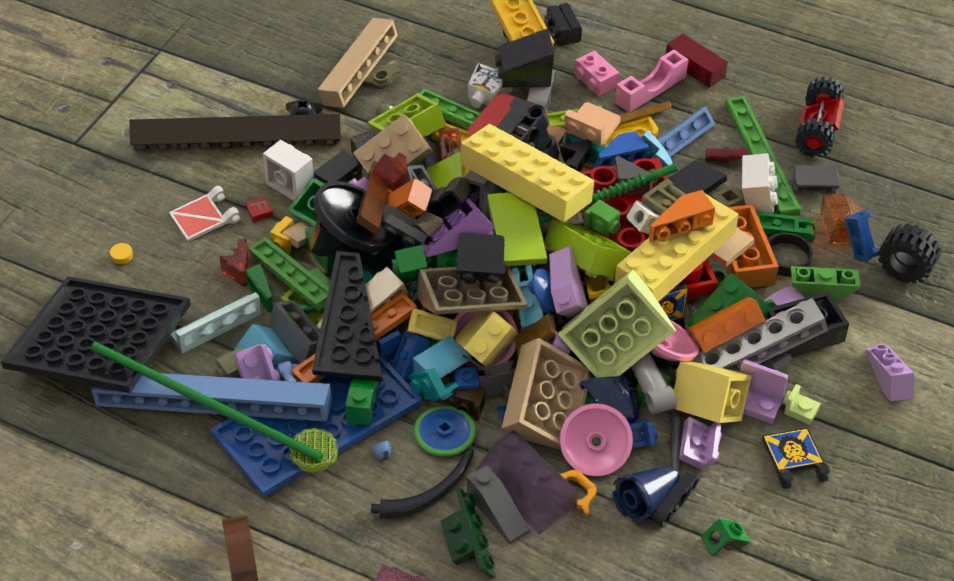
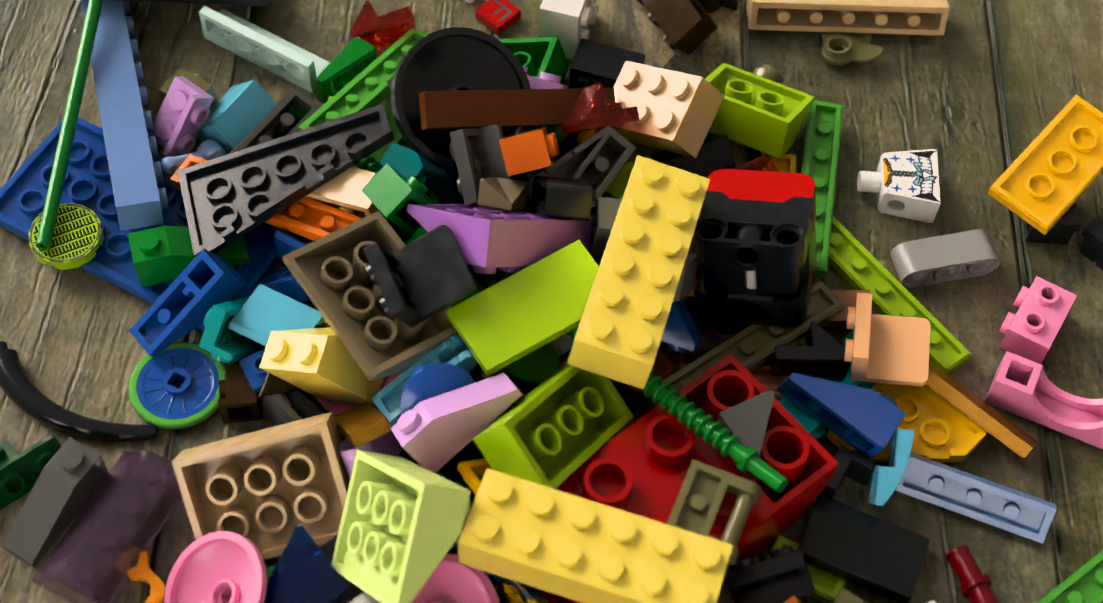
camera: 65 degrees right, 10 degrees up
(382, 450) = (111, 320): medium blue hinge -> none
(402, 400) = (186, 301): none -> blue slope
(526, 61) = (964, 205): black slope -> none
(602, 218) = (628, 423): bright green brick -> none
(642, 217) = (655, 484): white leg -> none
(684, 215) = (634, 528): orange slope -> none

